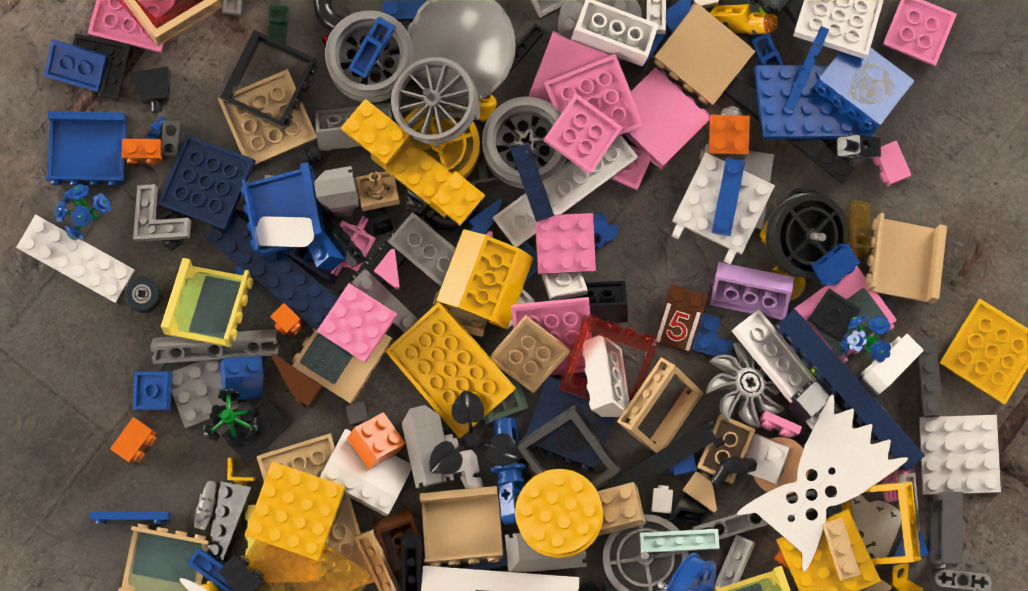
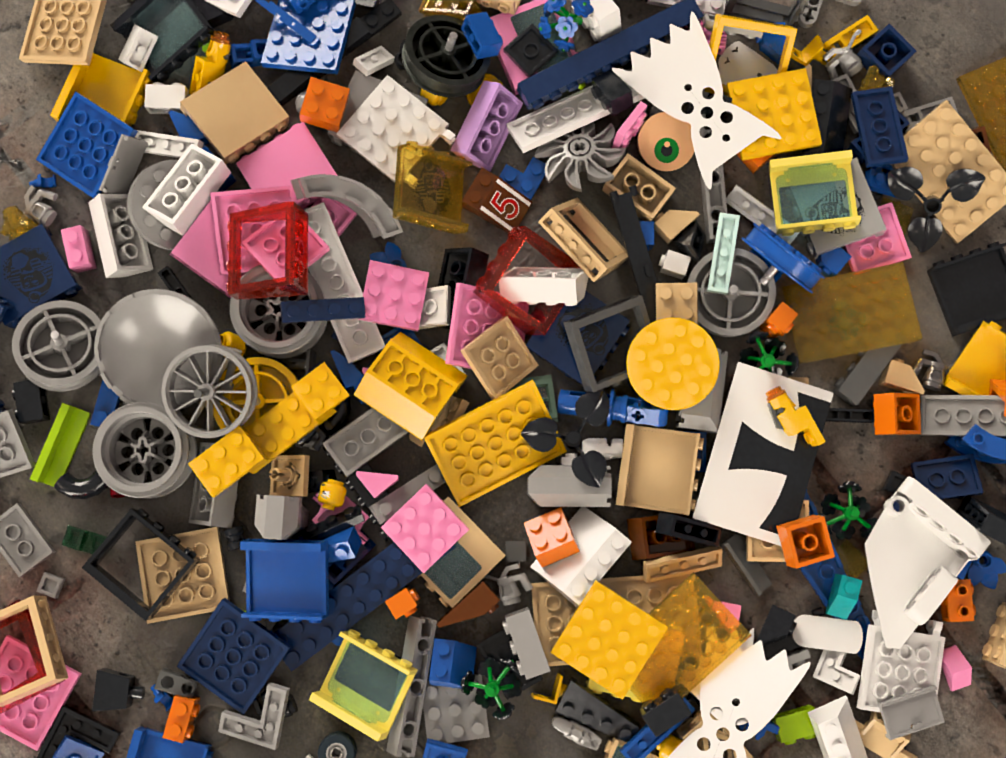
camera: 85 degrees left, 0 degrees up
(275, 438) = (525, 643): none -> light grey brick
(285, 231) = (309, 583): white sticker -> none
(321, 413) = (508, 588): none -> light grey piece
(368, 232) = (332, 494): none -> yellow head
(372, 47) = (133, 443): blue slope -> none
(576, 144) = (296, 252): none -> clear red windscreen
(648, 162) = (353, 194): none -> light grey fence
(673, 251) = (429, 188): none -> clear yellow panel
(728, 197) = (387, 120): blue plate -> none
(733, 465) = (660, 182): black arm -> none
(769, 457) = (657, 151): white plate -> none
(788, 169) = (373, 60): none -> white plate
(841, 549) = (768, 96): tan plate -> none

